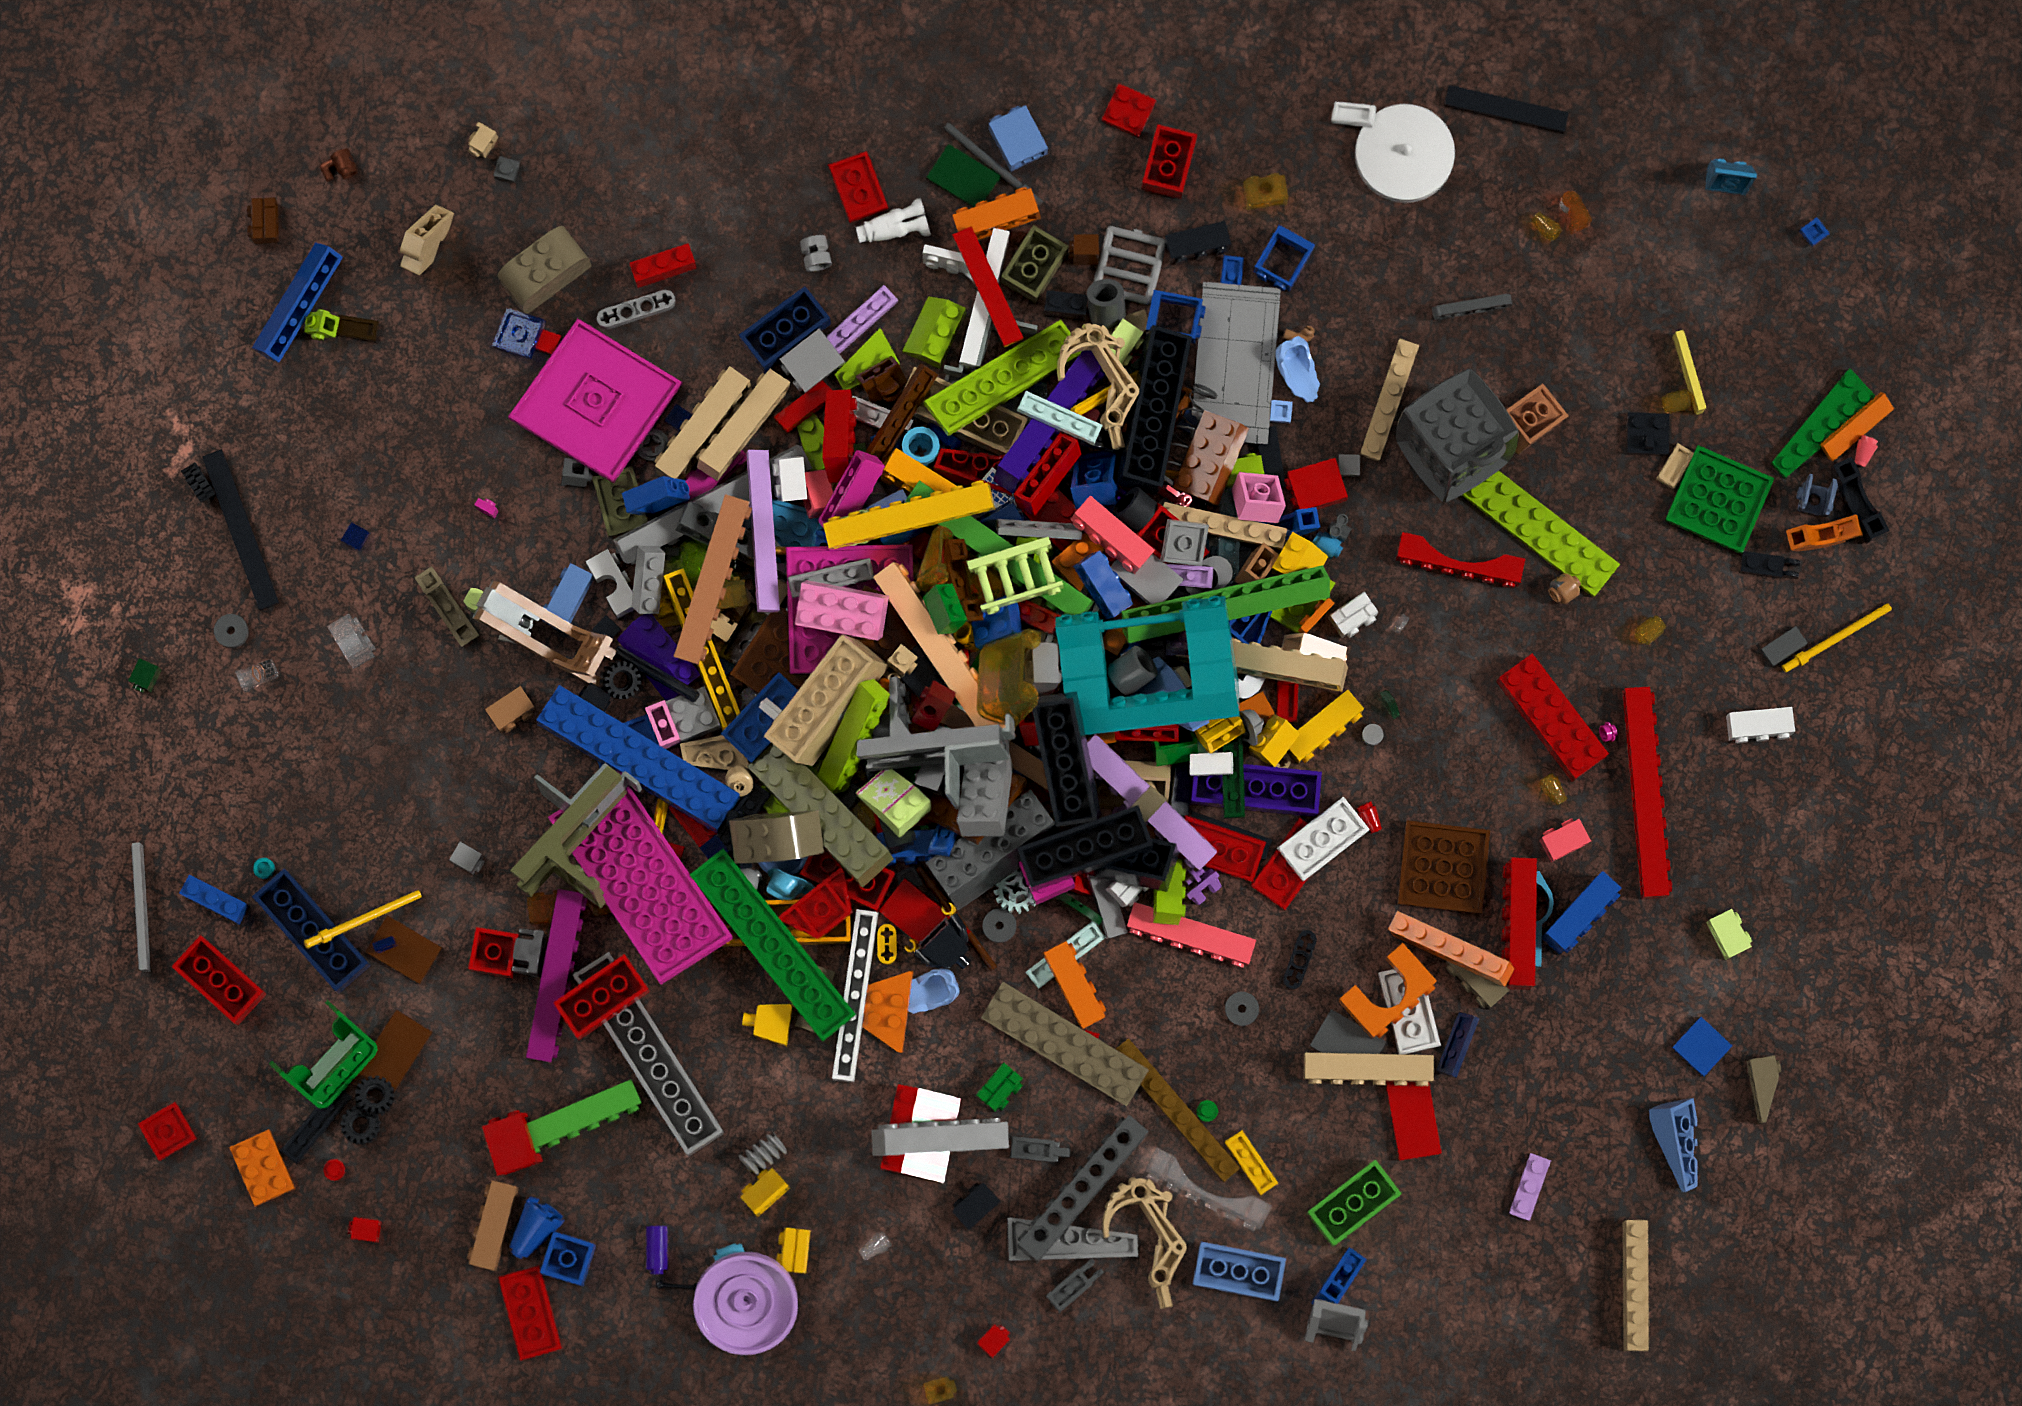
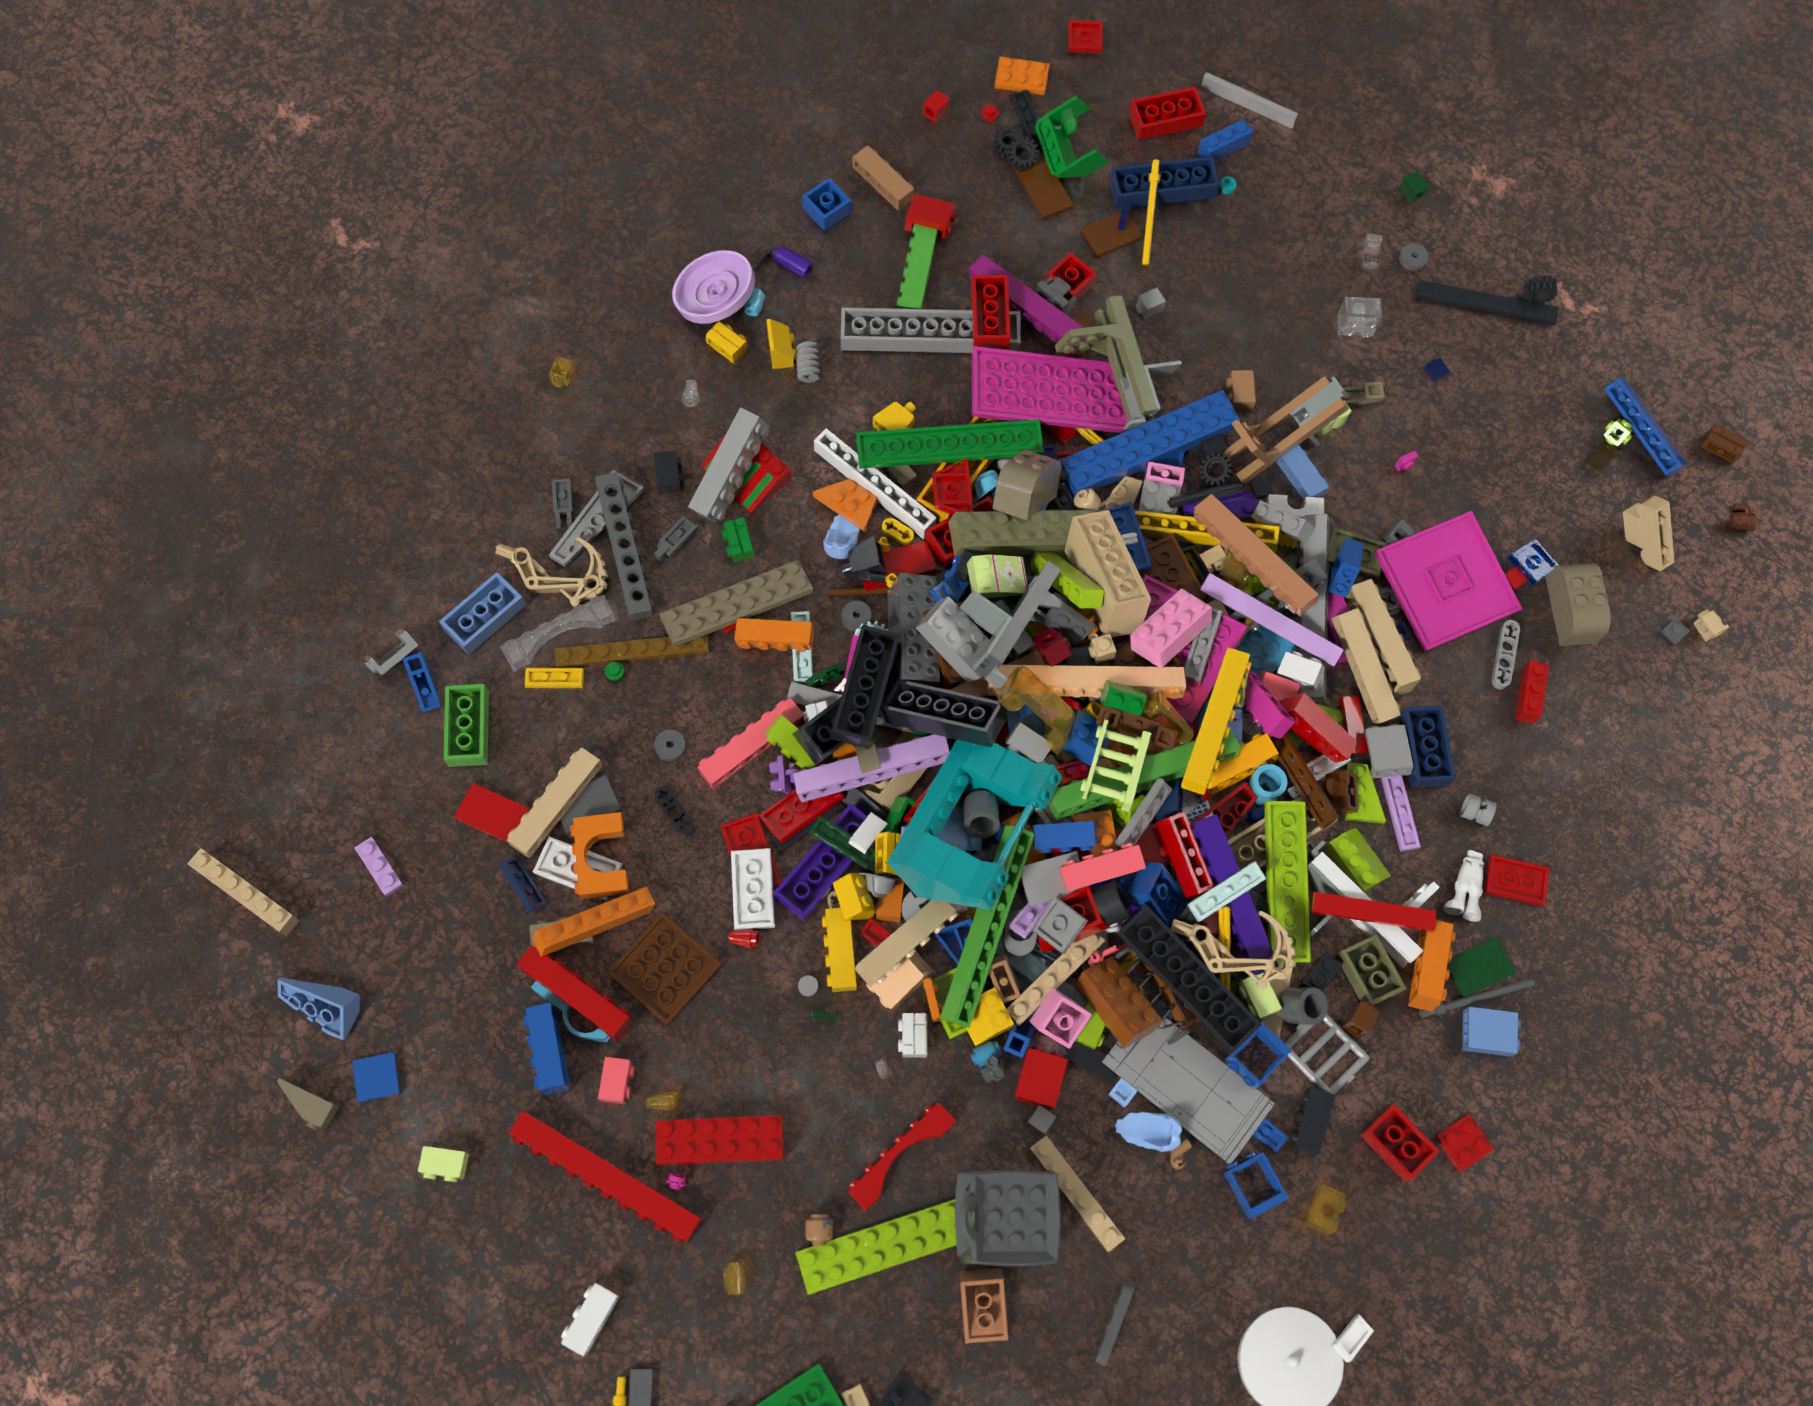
camera: 125 degrees right, 10 degrees down
(530, 1313) = (807, 167): red tile -> none
(534, 1227) = (865, 200): blue cone -> none
(994, 1340) = (567, 426): red brick -> none

